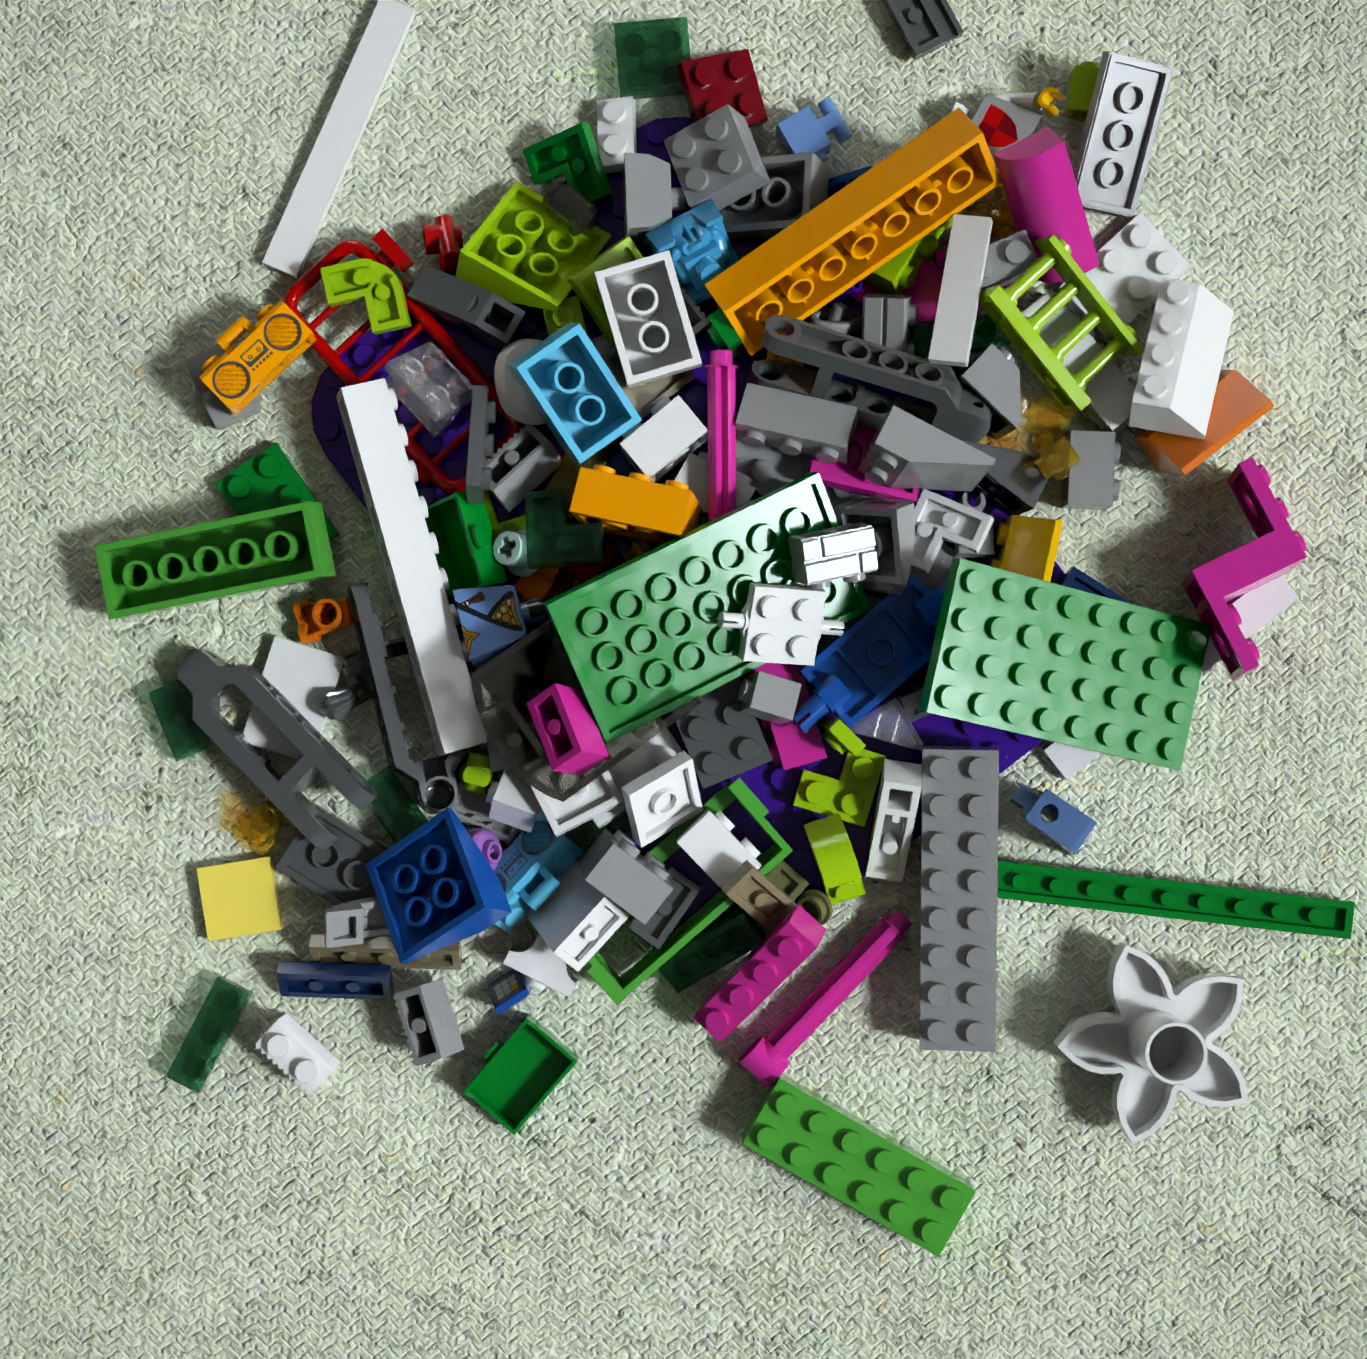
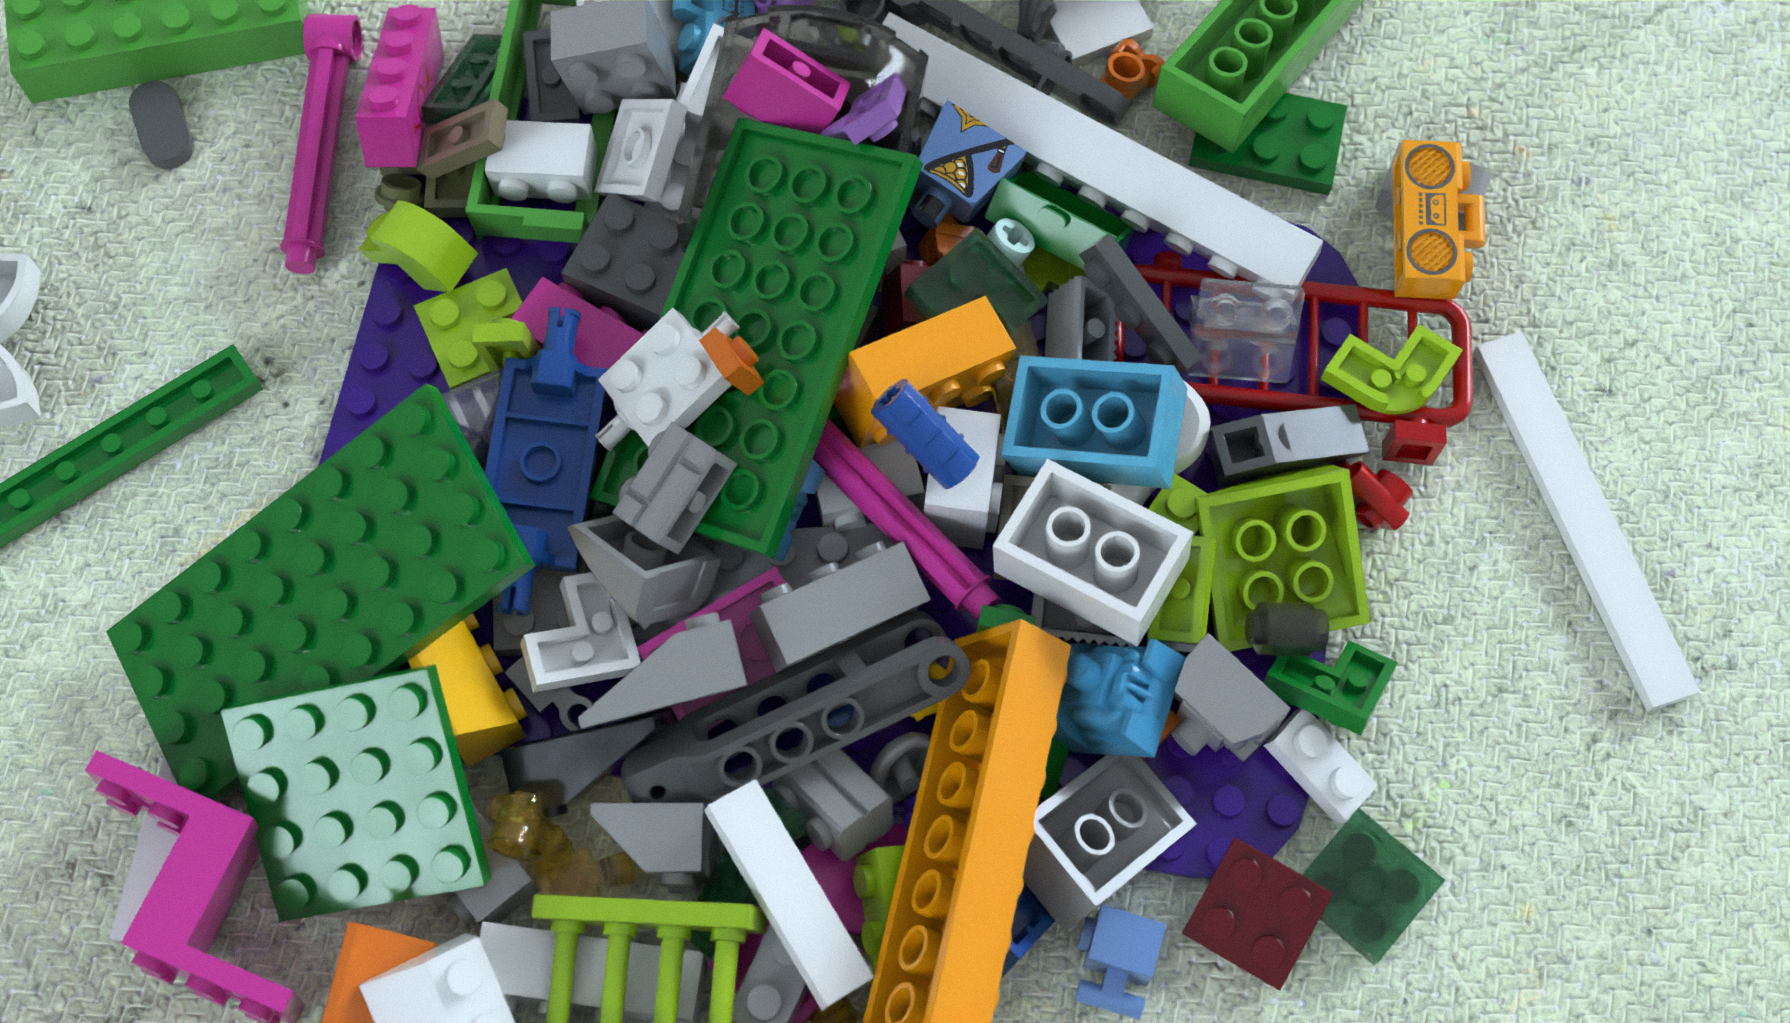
camera: 130 degrees right, 20 degrees down
(536, 664) = (871, 112): none -> medium lavender plate
(681, 454) = (925, 434): none -> blue axle
(717, 159) = (1189, 812): light grey brick -> none
(744, 590) = (733, 360): none -> orange plate
(768, 697) = (616, 311): light grey brick -> none
(894, 819) = (388, 334): white slope -> none
(907, 1093) = (161, 124): none -> dark grey tile
(959, 898) = (246, 306): light grey brick -> none
(1066, 831) = (207, 471): medium blue torso -> none
(1127, 543) = (357, 794): none -> plate

